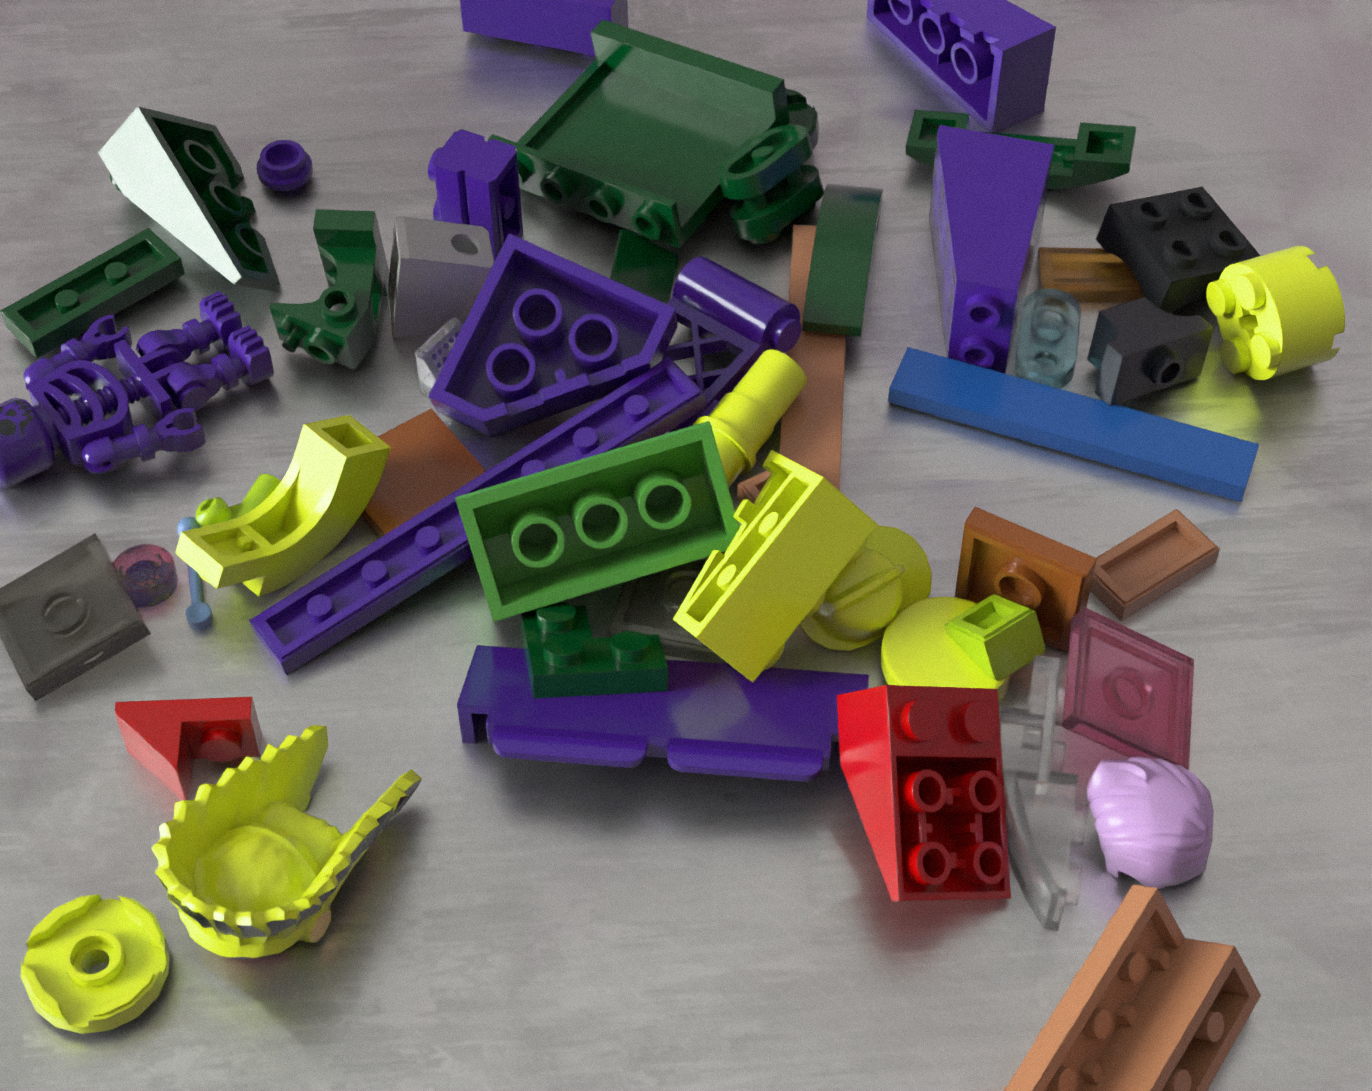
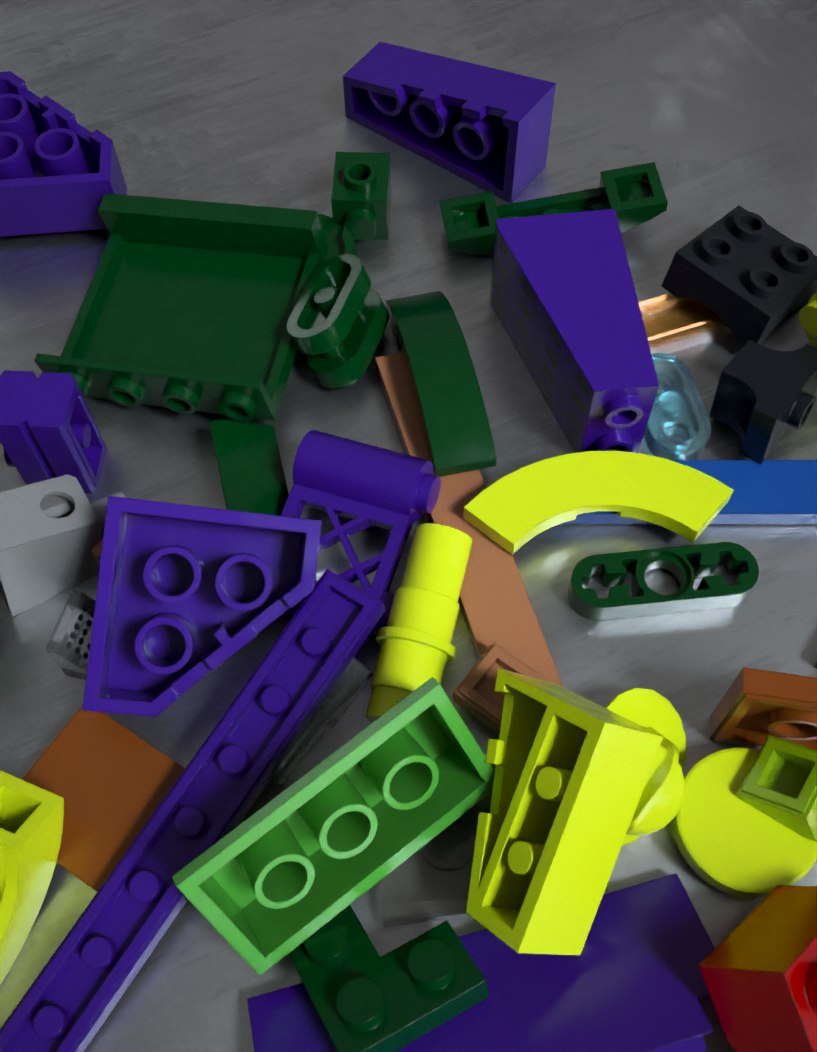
camera: 20 degrees left, 10 degrees up
(845, 86) = (362, 194): none -> dark green brick
(975, 383) = (596, 481): none -> neon yellow tile
(986, 491) = (710, 594): none -> dark green beam

